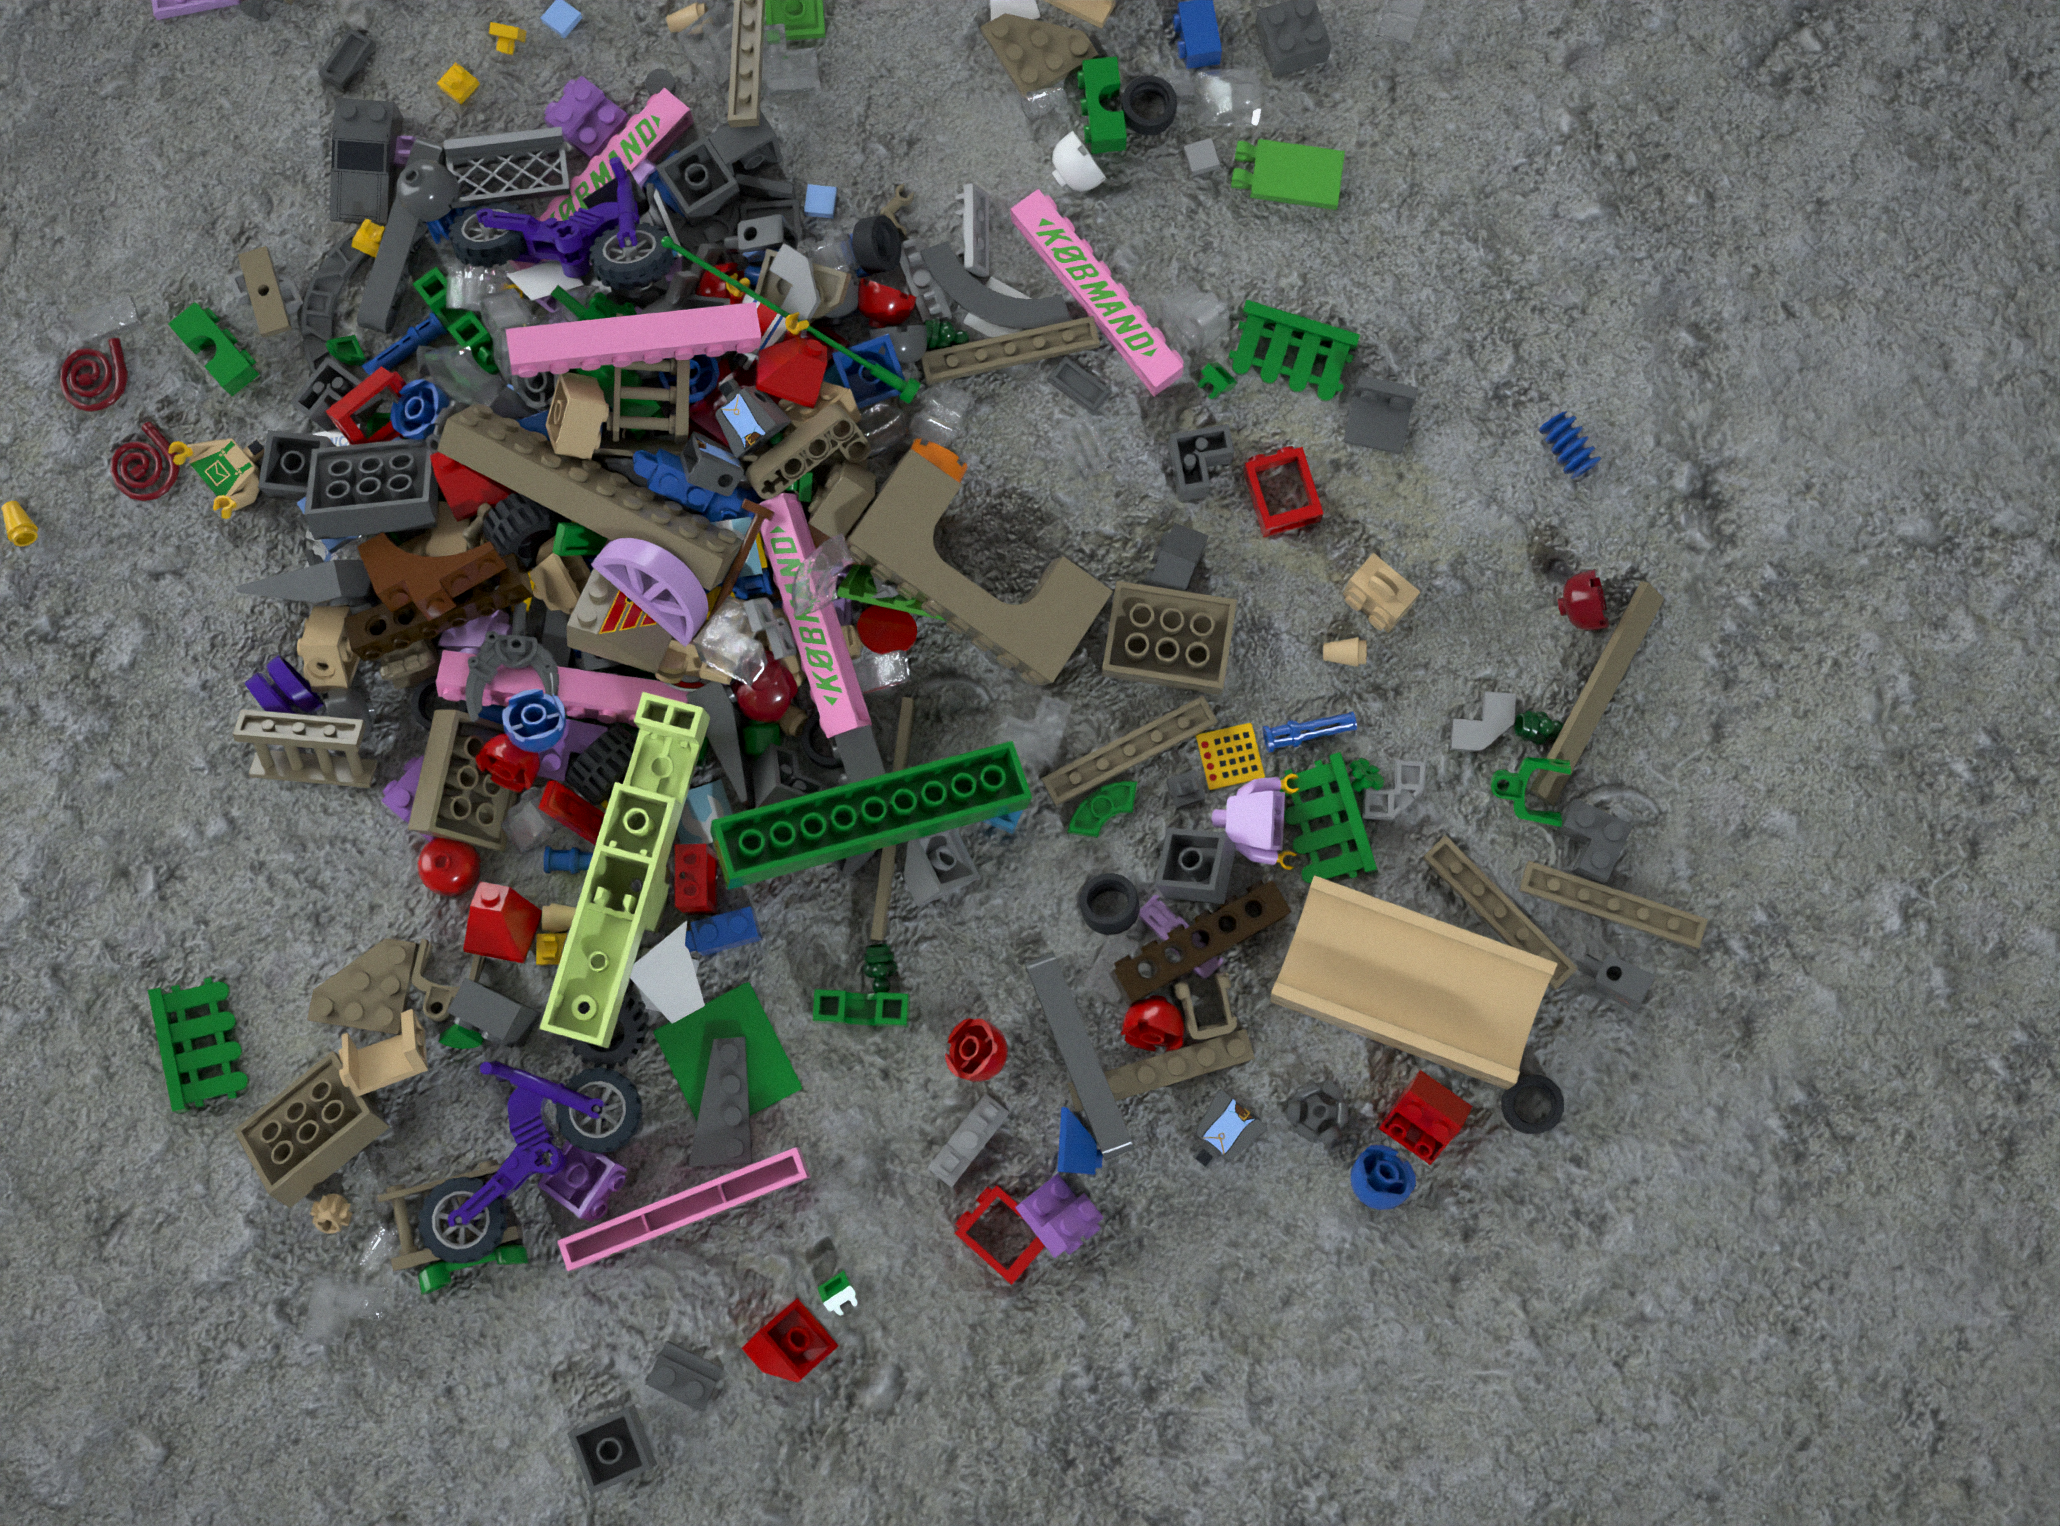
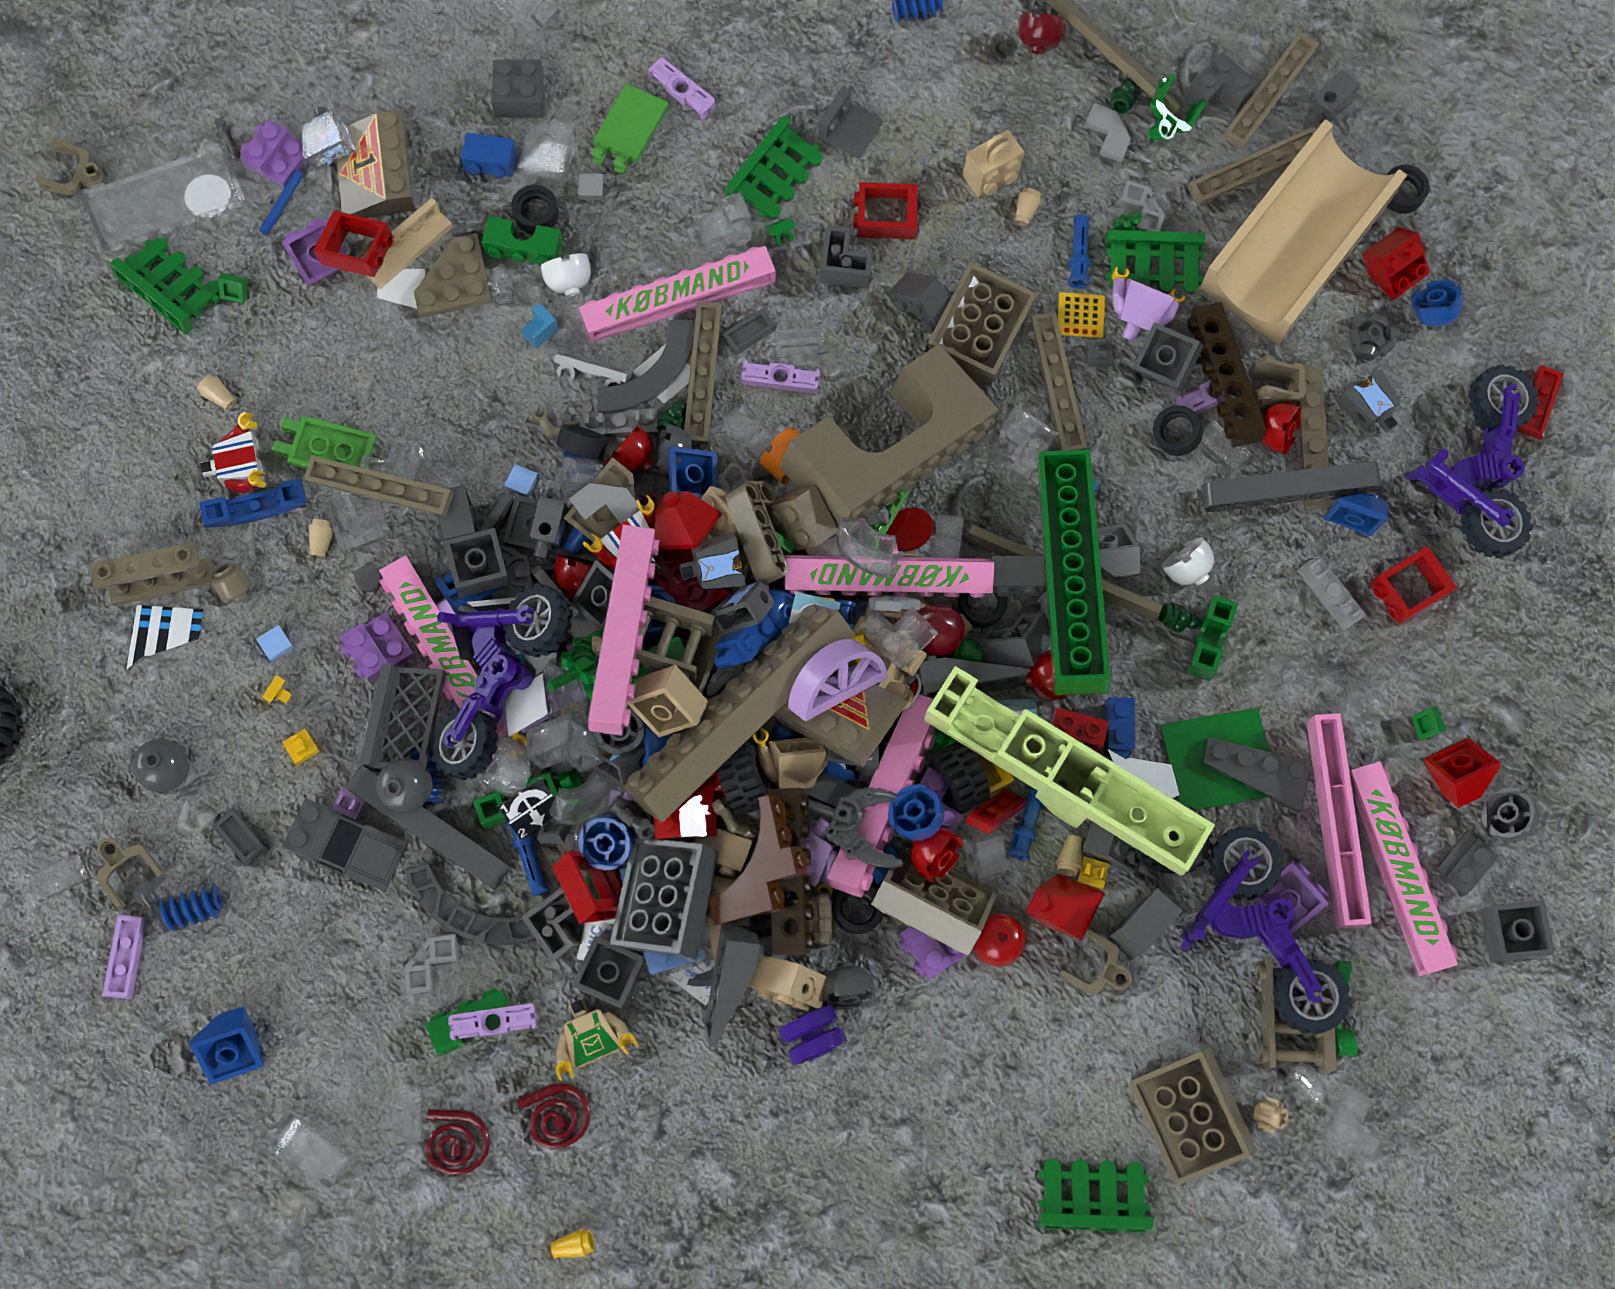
camera: 80 degrees left, 5 degrees down
(45, 237) = (309, 1151): none -> clear brick
(129, 123) = (227, 1046): none -> blue slope
(221, 381) = (511, 1018): none -> lavender piece
(257, 37) = (191, 909): none -> blue piece
(260, 278) = (420, 960): dark tan tile -> none
(308, 732) = (869, 1026): dark tan fence -> none
(346, 350) = (513, 906): green tile -> none
(368, 238) = (419, 856): yellow tile -> none
(368, 990) = (1086, 1037): dark tan plate -> none
(386, 1060) = (1153, 1031): tan panel -> none
(439, 322) = (528, 808): none -> black sticker
(460, 1037) = (1147, 968): green tile -> none
(576, 540) = (773, 734): green tile -> none
(651, 1297) = (1401, 870): none -> bright pink brick
(747, 1411) = (1510, 814): none -> dark grey cylinder
(760, 513) = (798, 580): reddish brown piece -> none
(907, 389) = (718, 449): green piece -> none
(946, 961) = (1191, 563): none -> white cylinder
(976, 1050) = (1268, 560): red cylinder -> none
(1006, 159) = (540, 327): none -> dark azure panel
(1036, 455) = (797, 380): none -> lavender piece
(1060, 1216) = (1413, 536): medium lavender plate -> none
(1101, 806) = (1095, 418): green tile -> none
(1194, 1294) = (1501, 418): none -> piece
(1300, 1342) = (1547, 384): none -> red tile
(1370, 198) = (672, 77): none -> lavender piece

